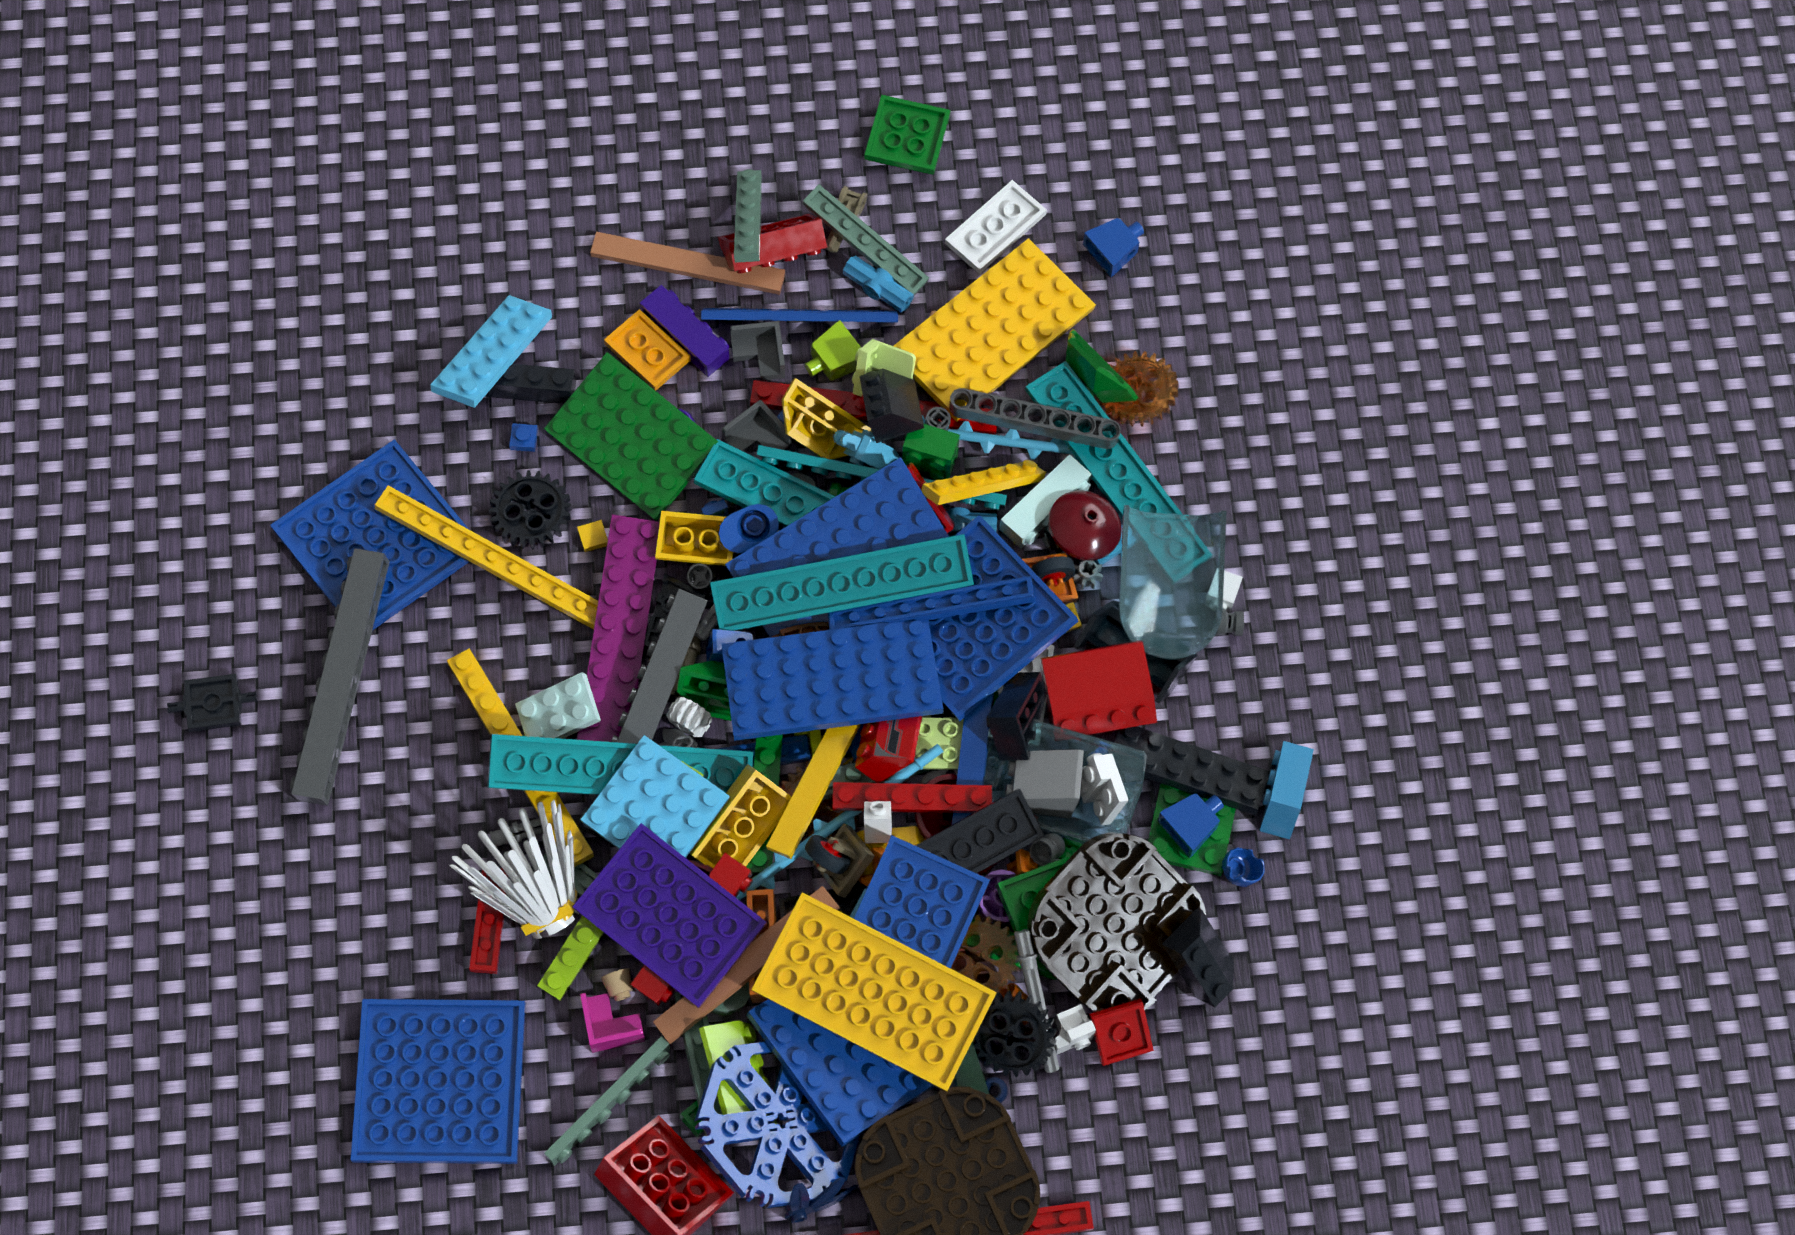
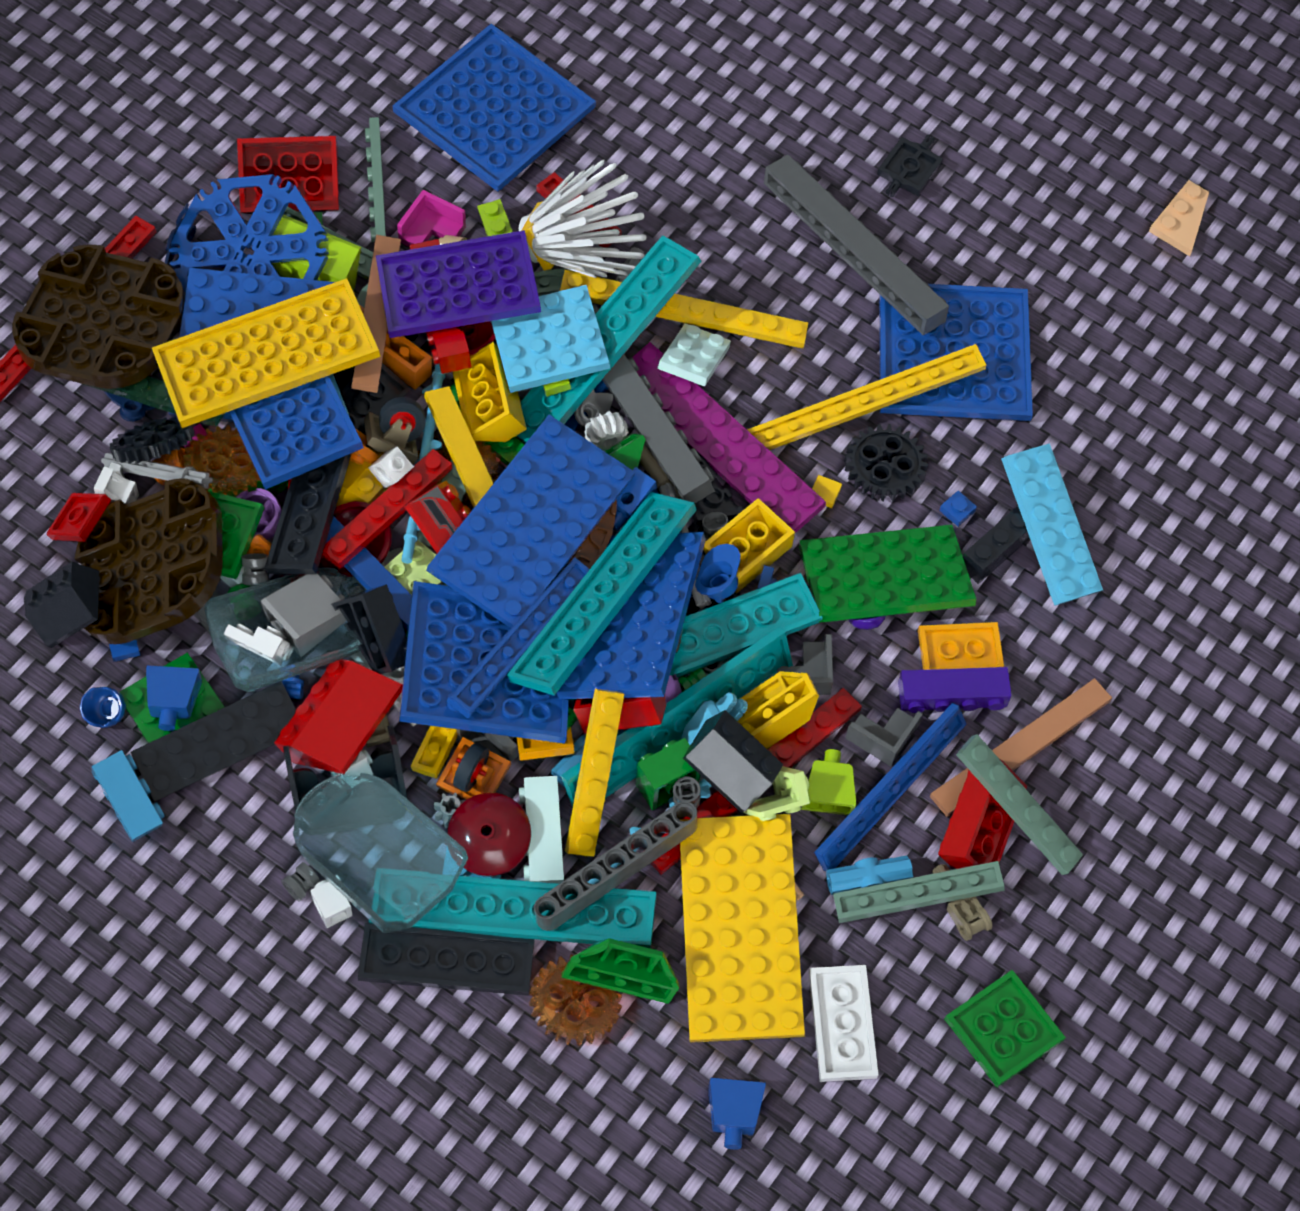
camera: 130 degrees right, 5 degrees down
(86, 470) = (1182, 218): none -> light nougat wing
(1188, 481) = (446, 960): none -> black plate

